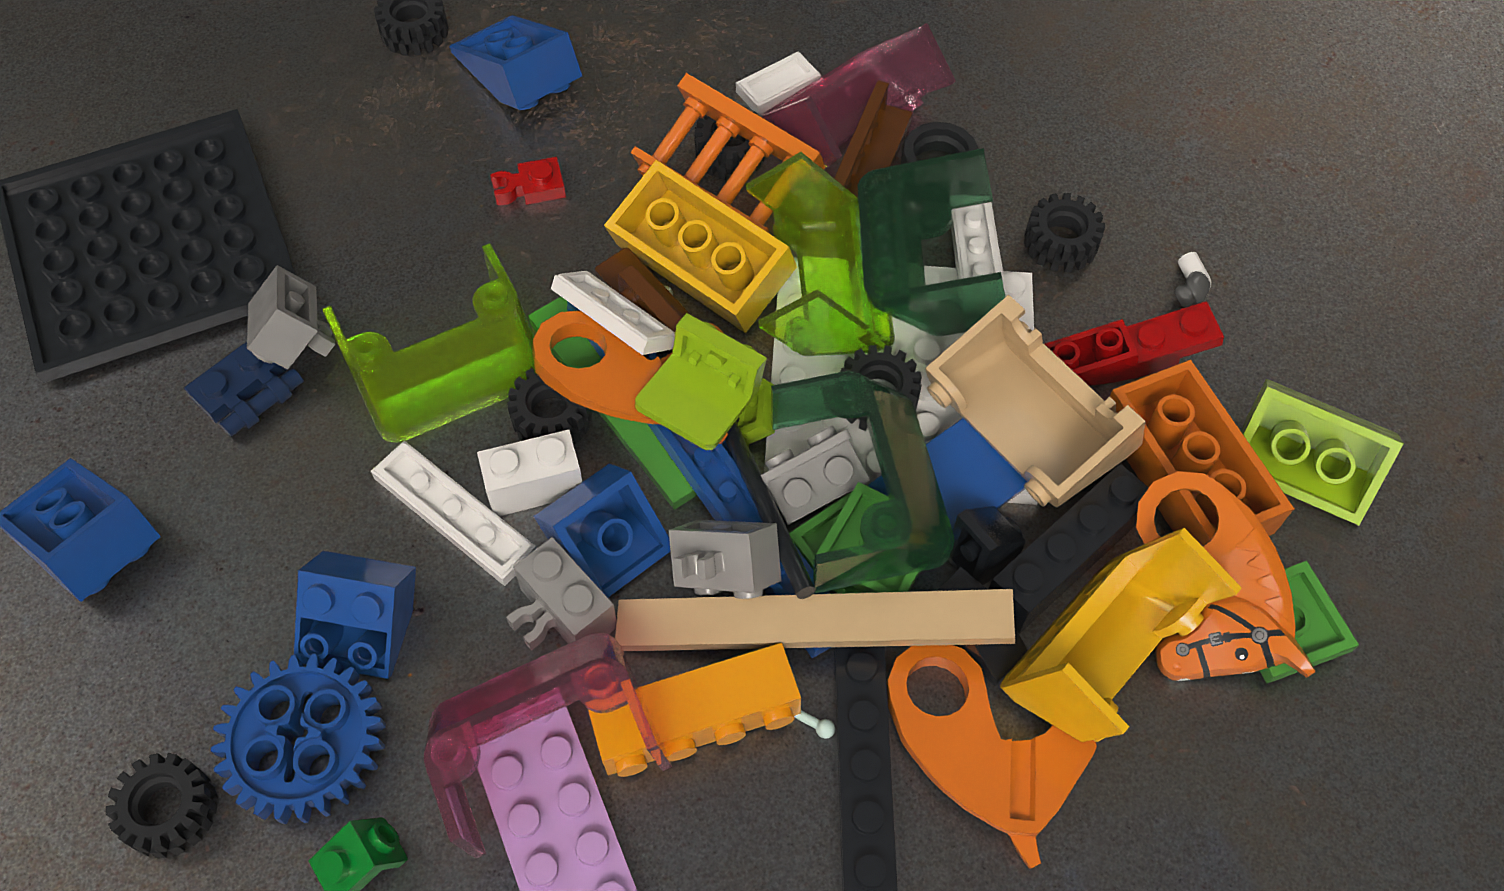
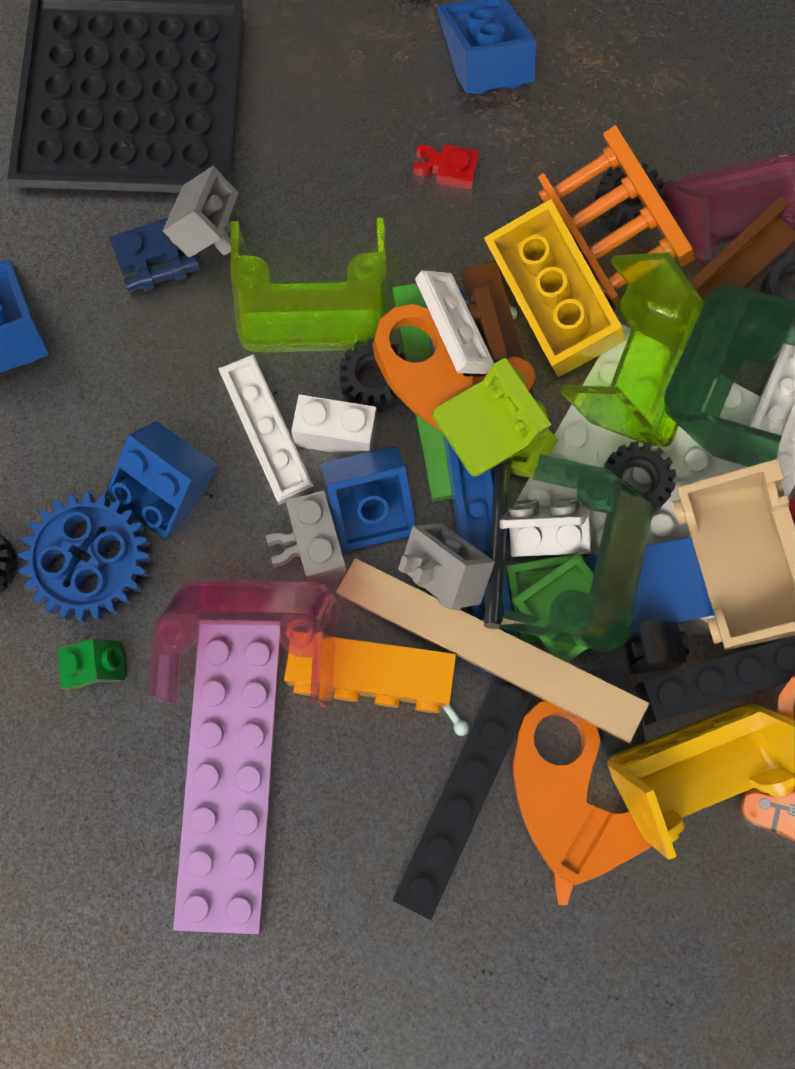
camera: 25 degrees right, 15 degrees up
(776, 82) = (698, 154): white tile -> none

